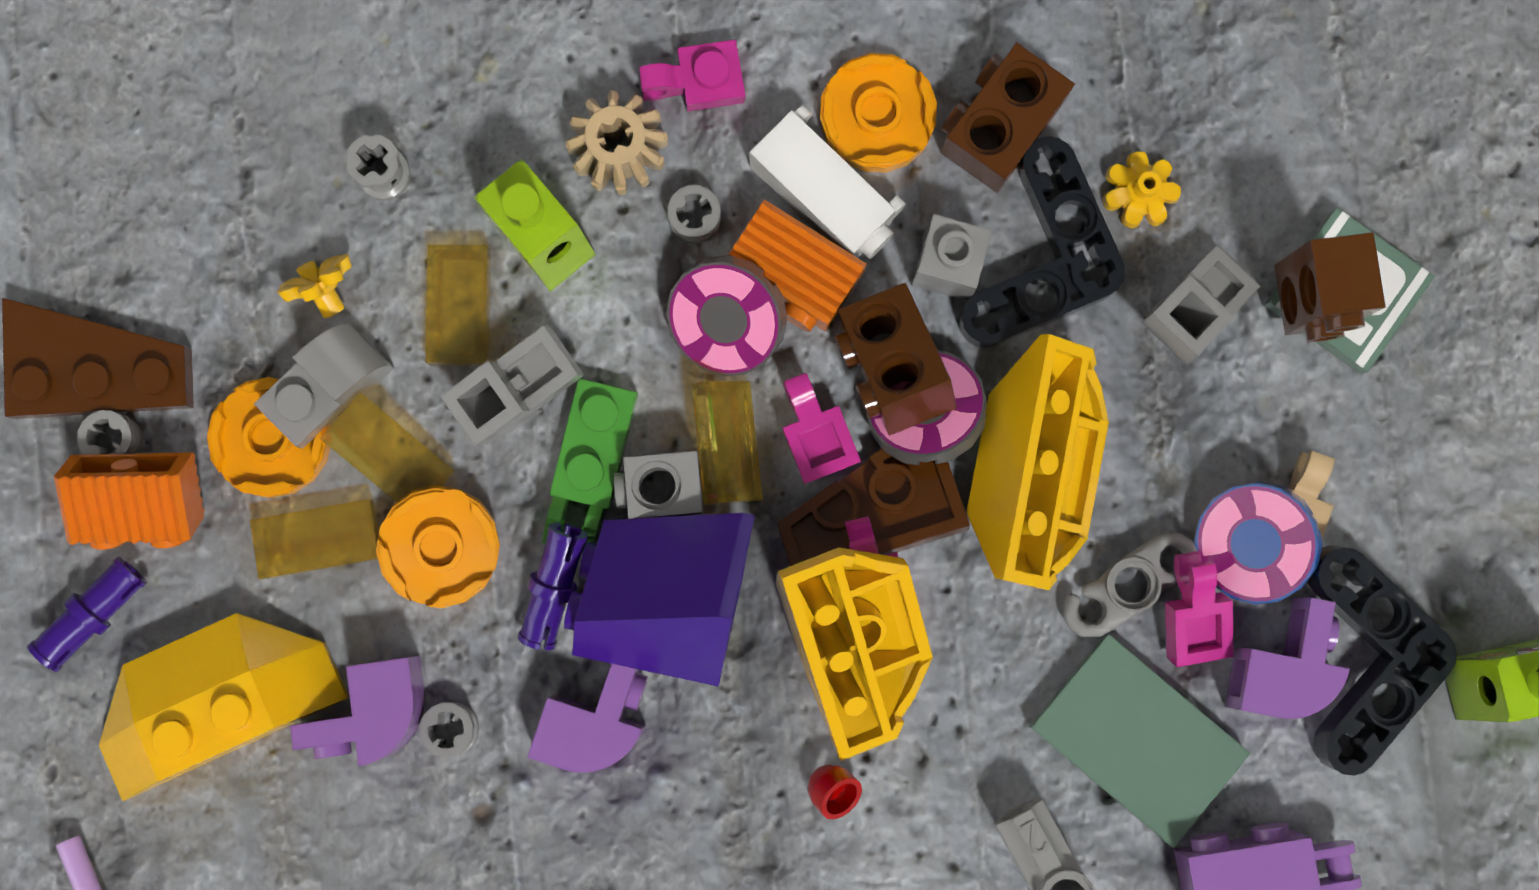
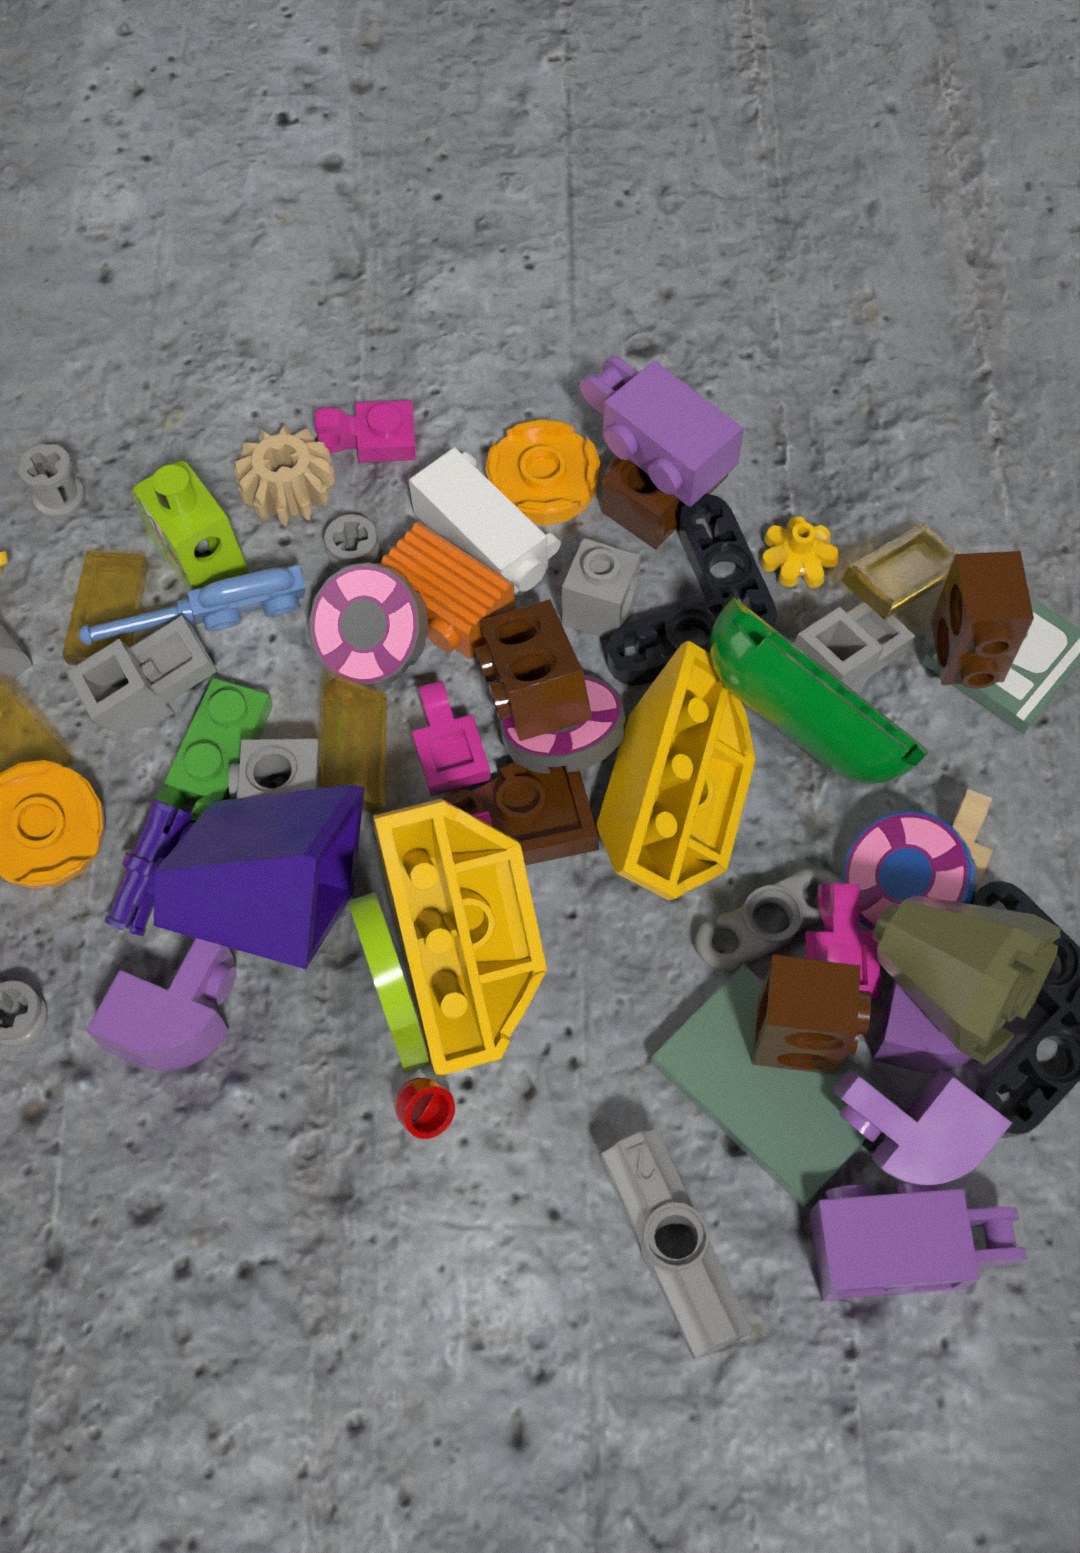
camera: 10 degrees right, 20 degrees down
(570, 301) = (217, 604): none -> medium blue piece
(797, 697) = (389, 981): none -> lime tile
(1005, 84) = (664, 427): none -> medium lavender brick
(1164, 381) = (808, 701): none -> green brick
(1177, 704) = (809, 1015): none -> reddish brown brick
(1247, 211) = (901, 570): none -> clear yellow tile
(1283, 795) = (937, 1137): none -> medium lavender brick
(1318, 652) = (967, 966): none -> olive cone

